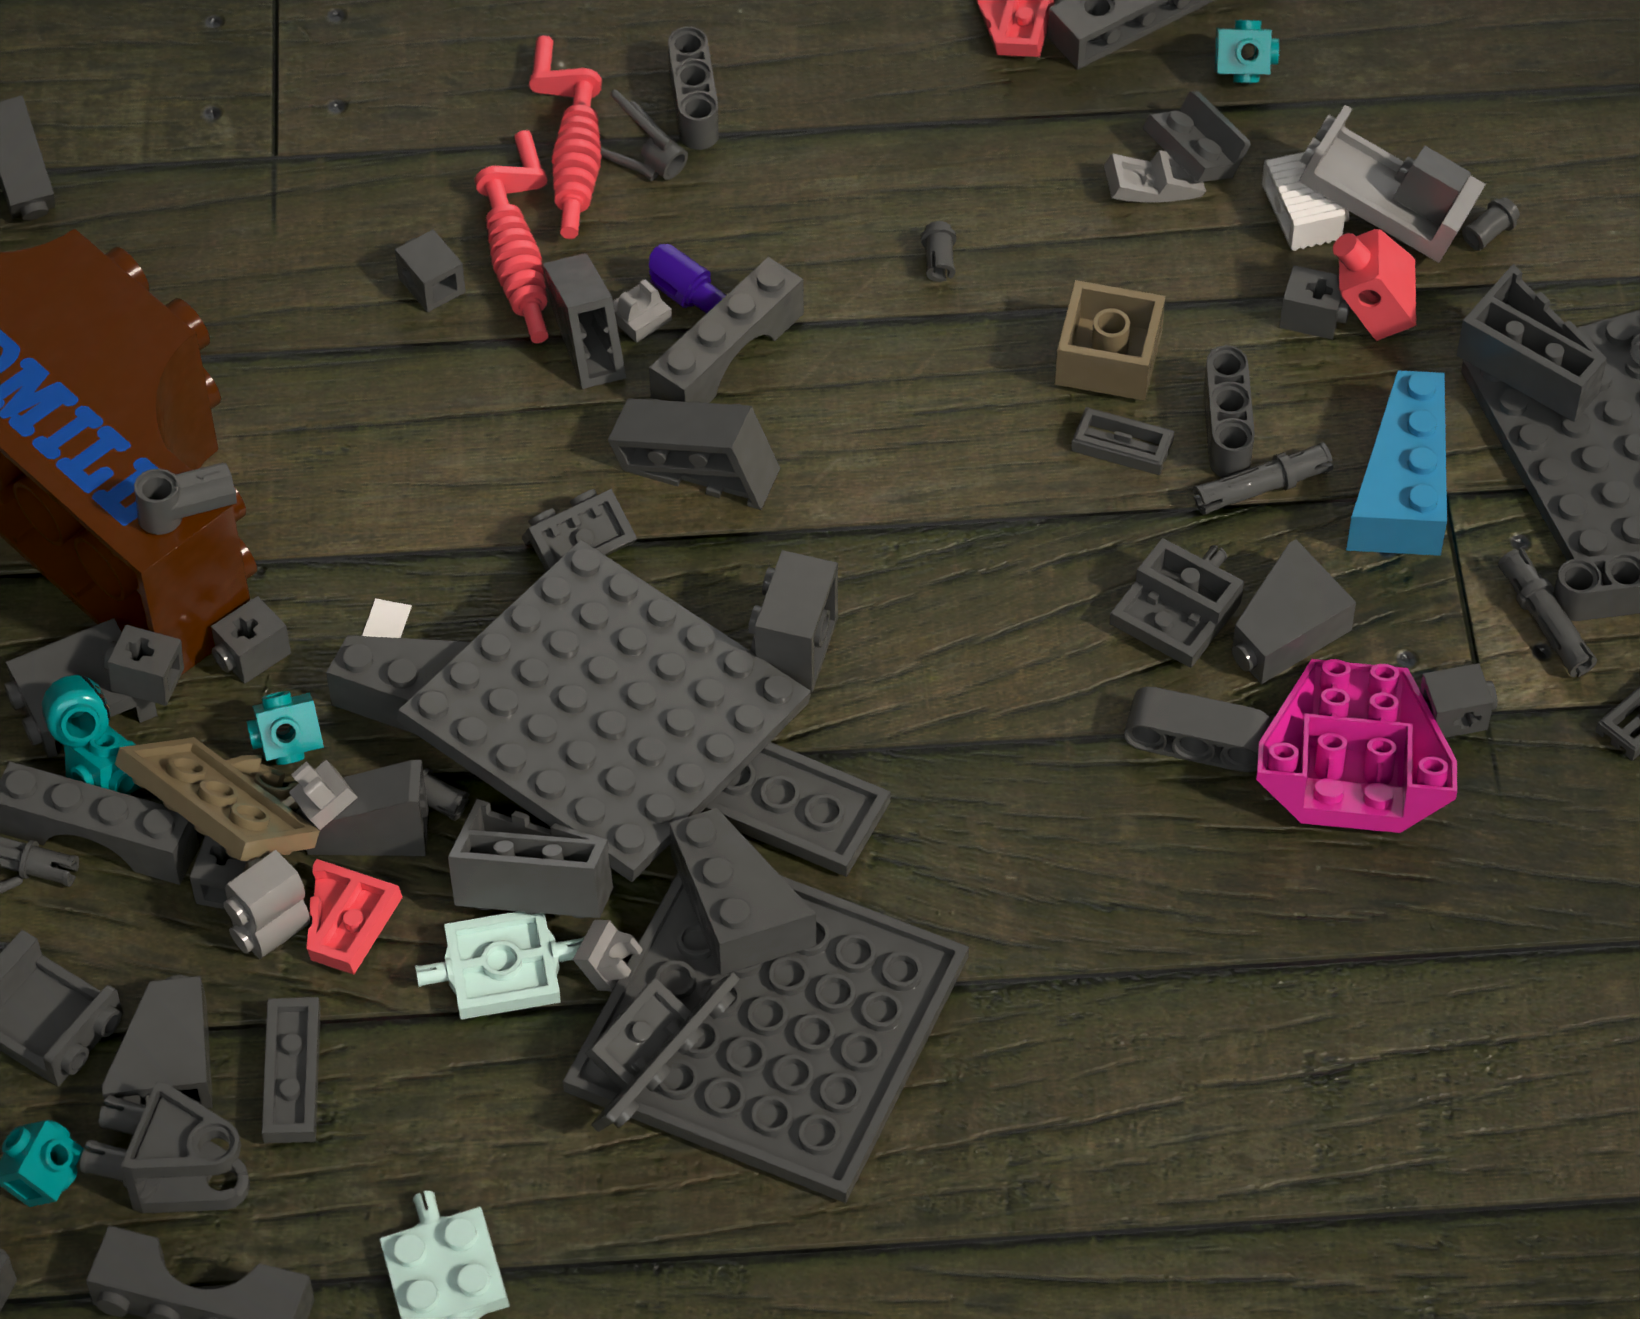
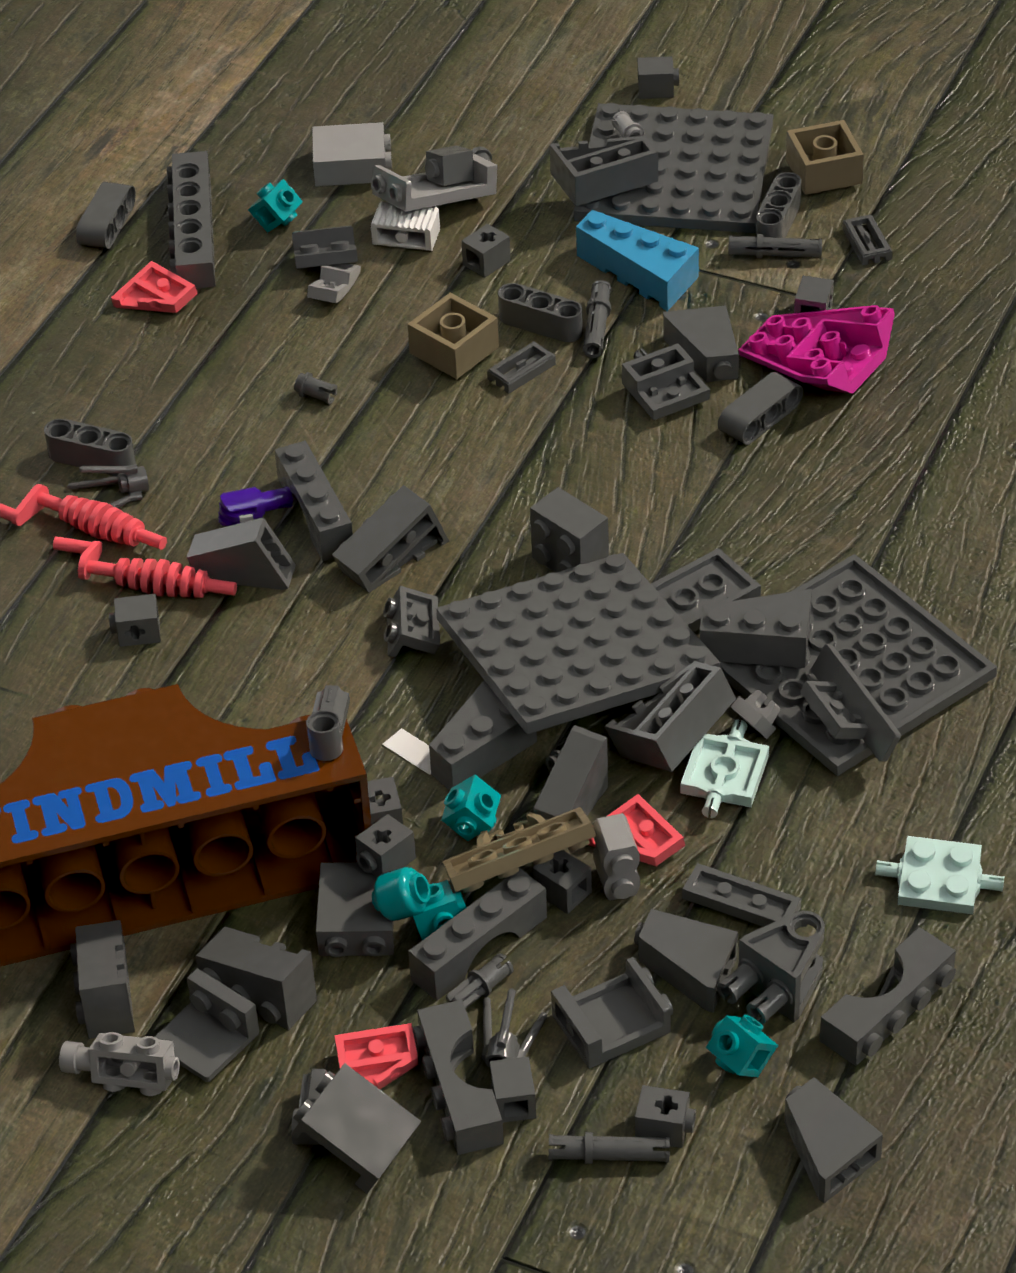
camera: 60 degrees left, 10 degrees down
(321, 792) = (555, 793): light grey tile -> none
(1377, 282) = (496, 209): coral torso -> none
(1407, 78) = (349, 152): none -> light grey brick

